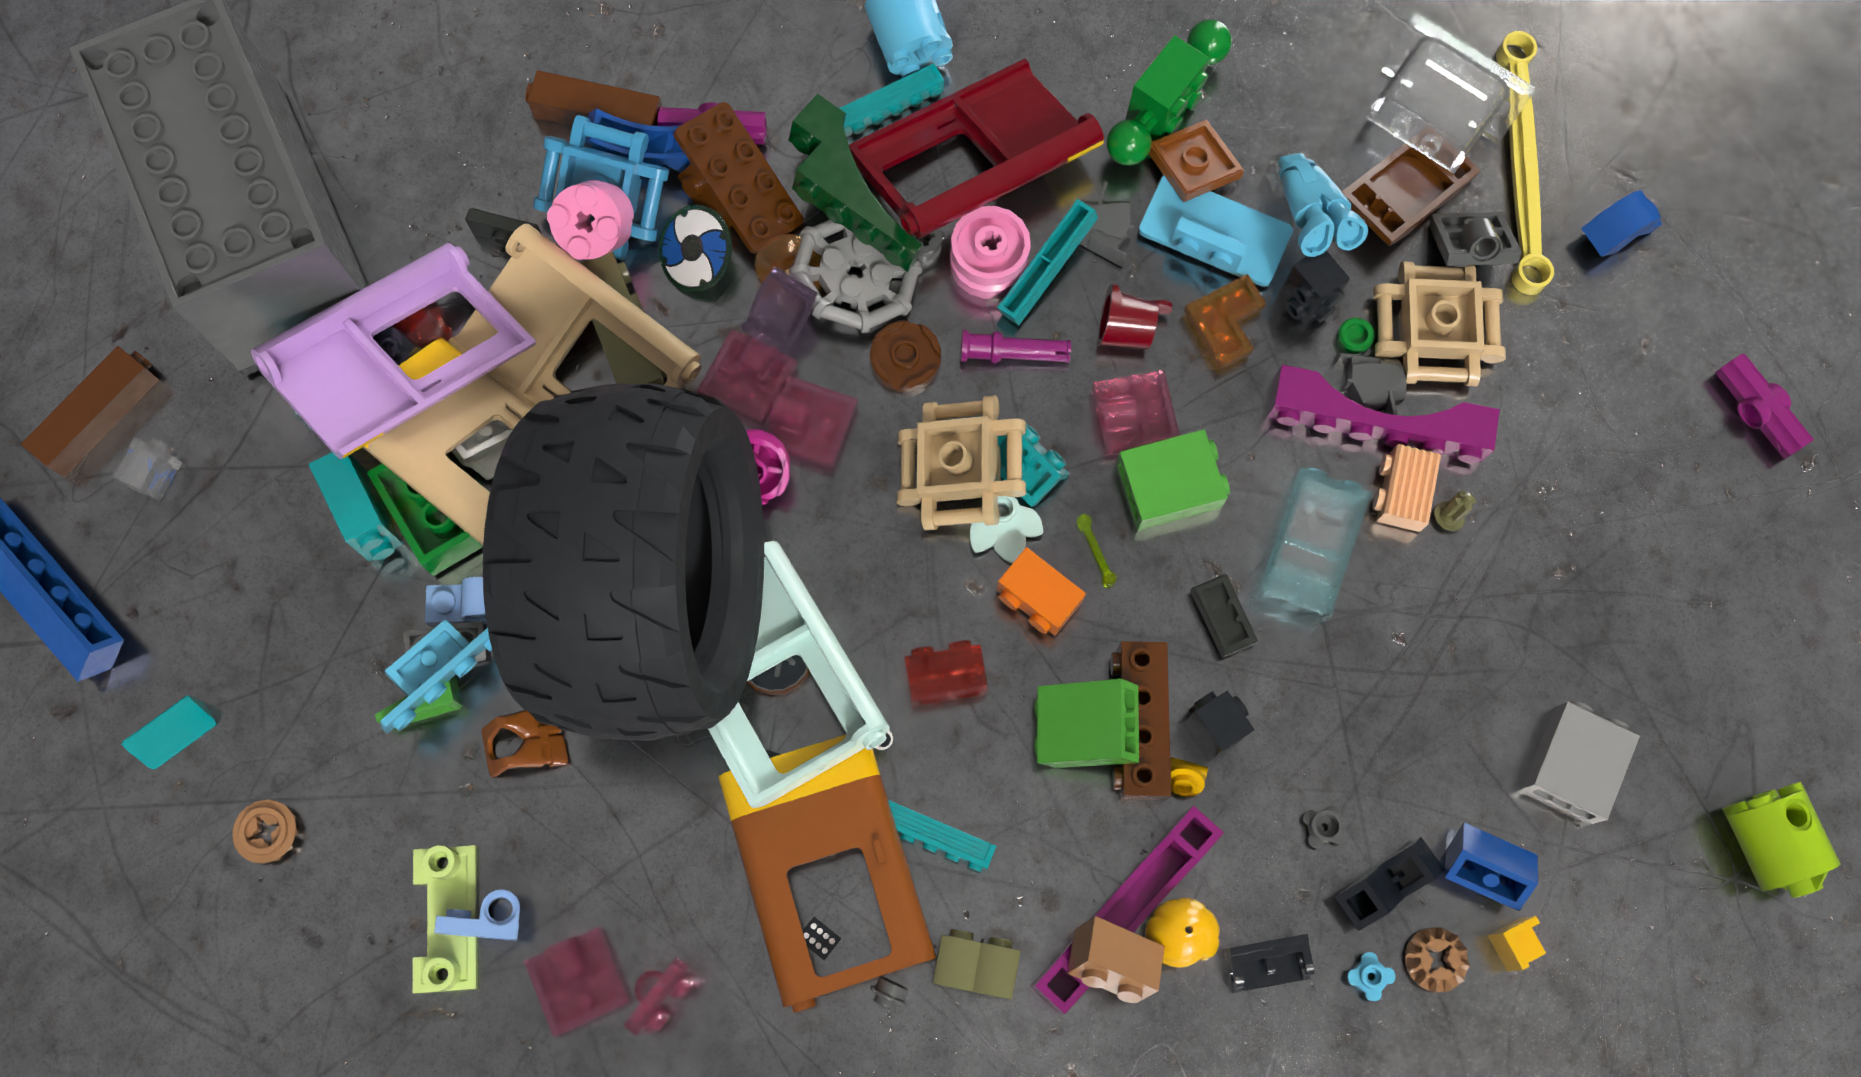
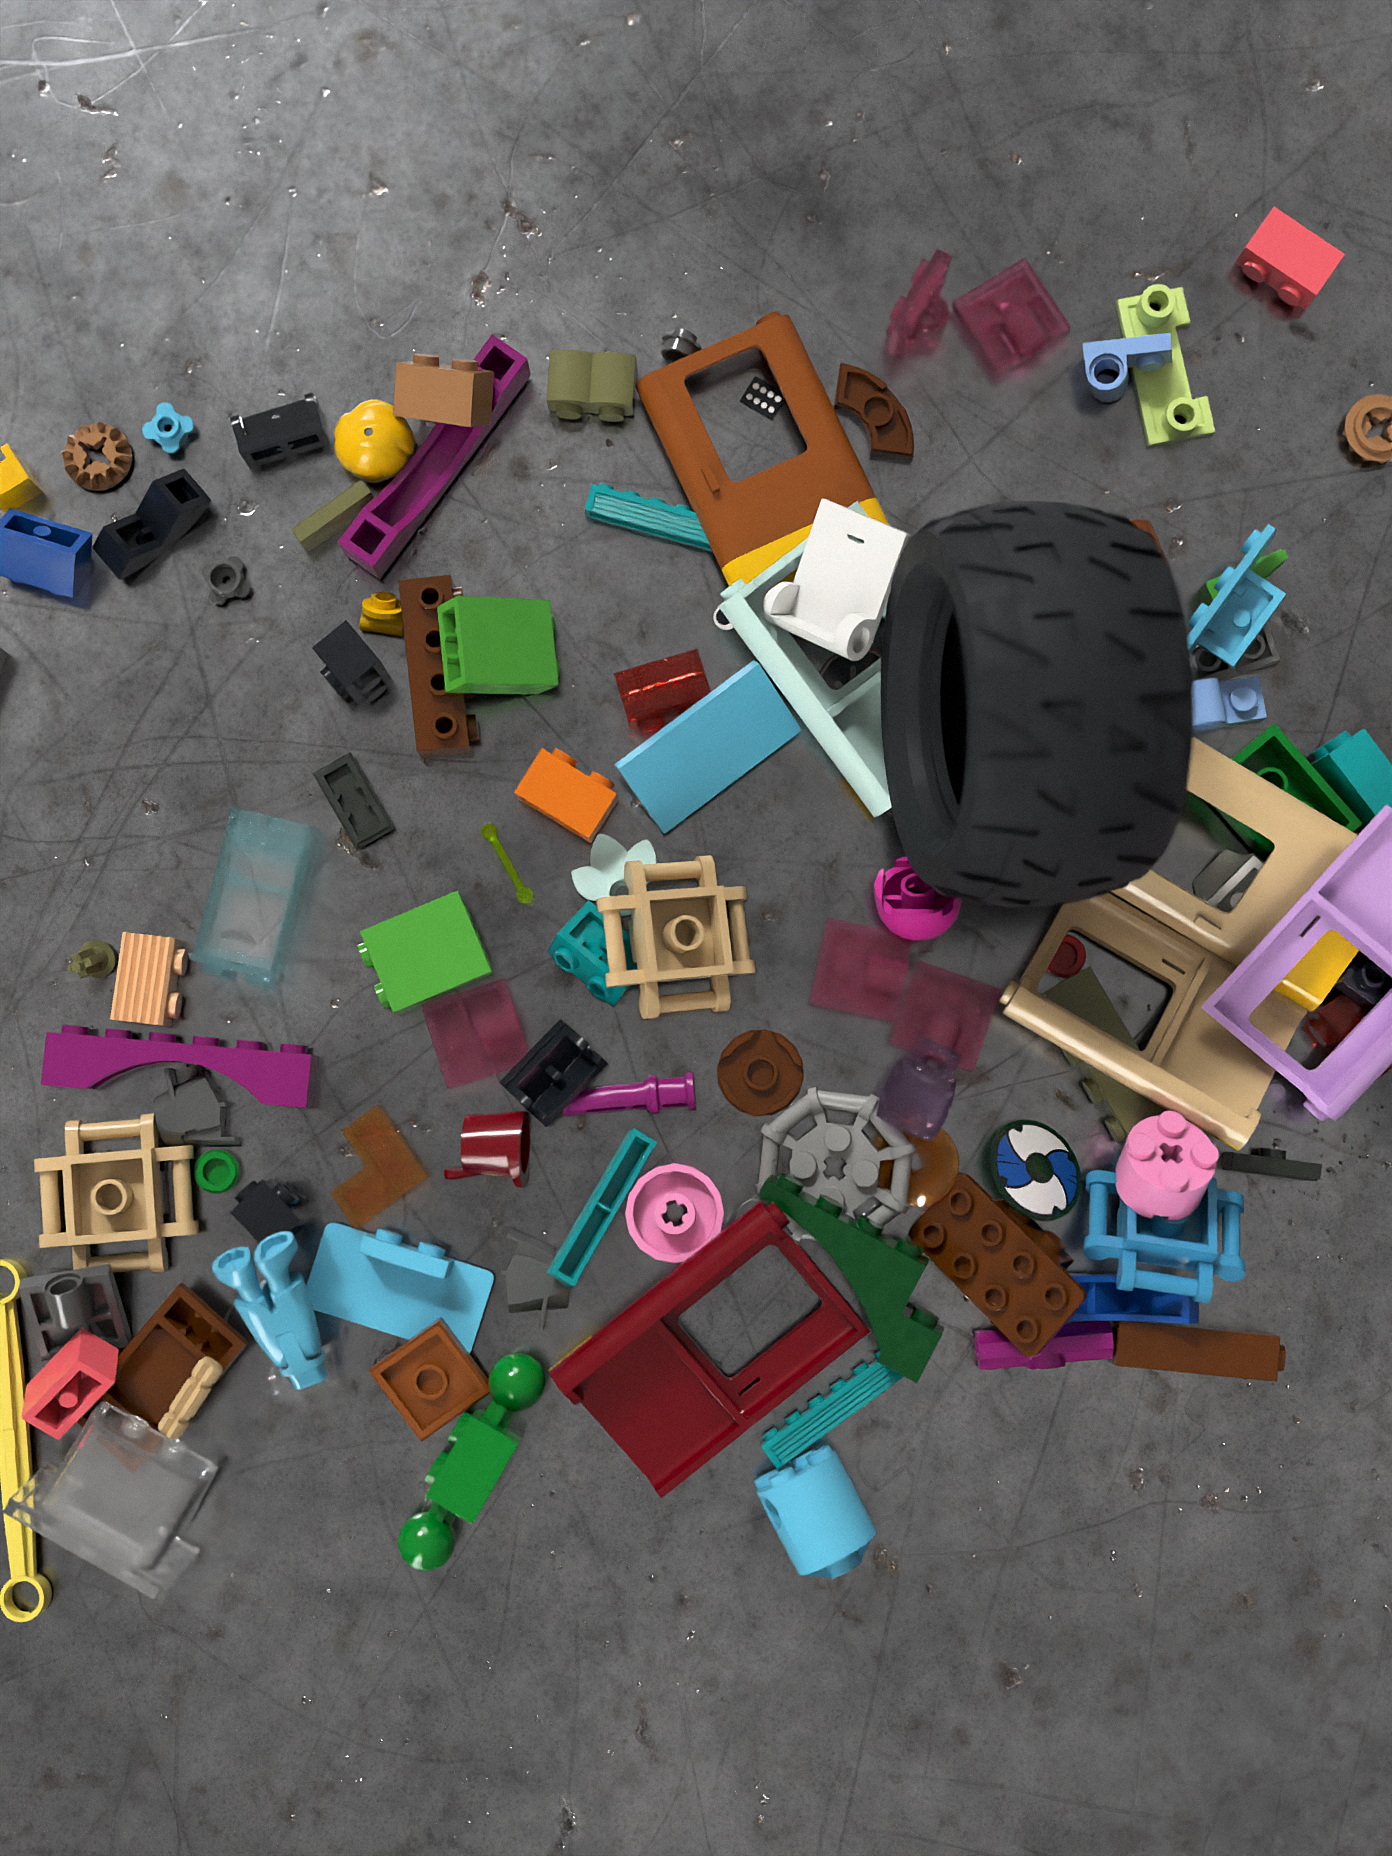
camera: 175 degrees right, 10 degrees up
(306, 1003) = (1289, 259): none -> coral brick
(715, 908) = (877, 411): none -> reddish brown tile
(778, 725) = (839, 582): none -> white door
(913, 618) = (708, 747): none -> medium azure tile
(1075, 368) = (553, 1072): none -> black hinge
(1224, 870) = (332, 516): none -> olive tile
(1386, 160) = (190, 1397): none -> tan axle
(1480, 184) = (70, 1383): none -> coral brick

